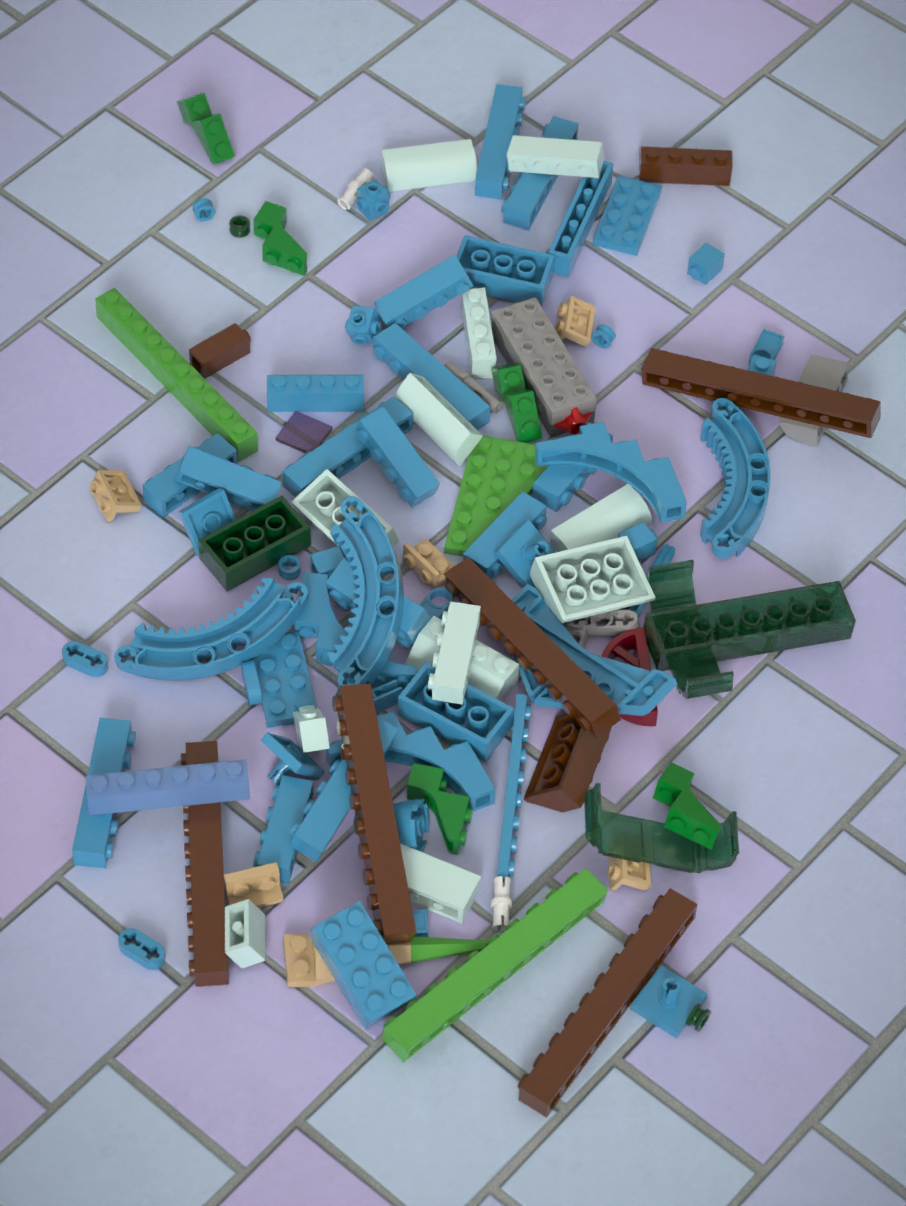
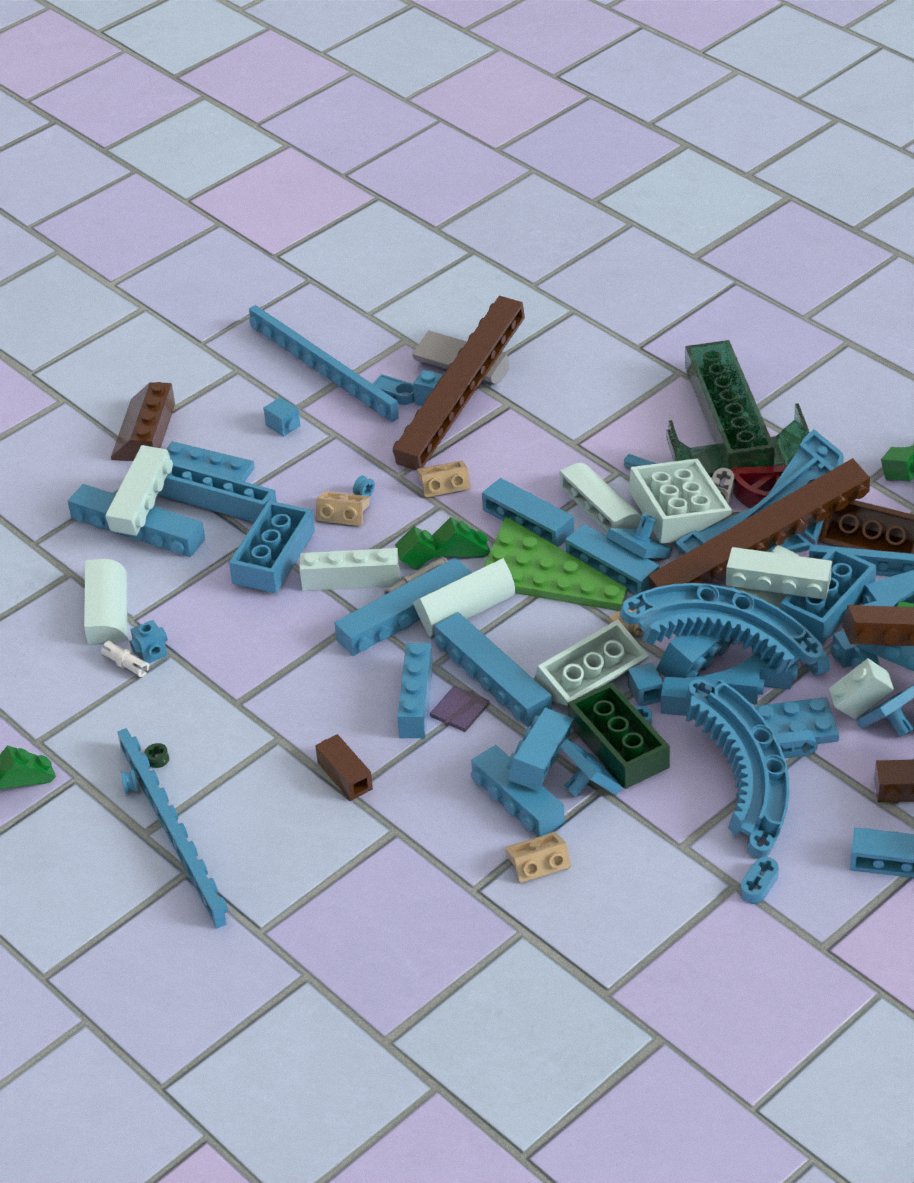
camera: 80 degrees left, 10 degrees down
(149, 242) = (175, 832): none -> dark azure plate
(175, 373) = (368, 804): bright green brick -> none
(279, 246) = (197, 718): green arch -> none
(363, 324) = (329, 650): dark azure brick -> none
(397, 457) = (516, 622): dark azure brick -> none
(424, 293) = (303, 596): dark azure brick -> none
(501, 126) = (75, 546): dark azure brick -> none
(559, 388) = (387, 519): light grey piece -> none
(624, 460) = (542, 462): dark azure arch -> none
(625, 397) = (444, 478): none -> tan bracket
(642, 540) = (619, 474): dark azure brick -> none
(745, 478) = (552, 405): dark azure gear -> none
(792, 291) = (324, 363): none -> dark azure plate

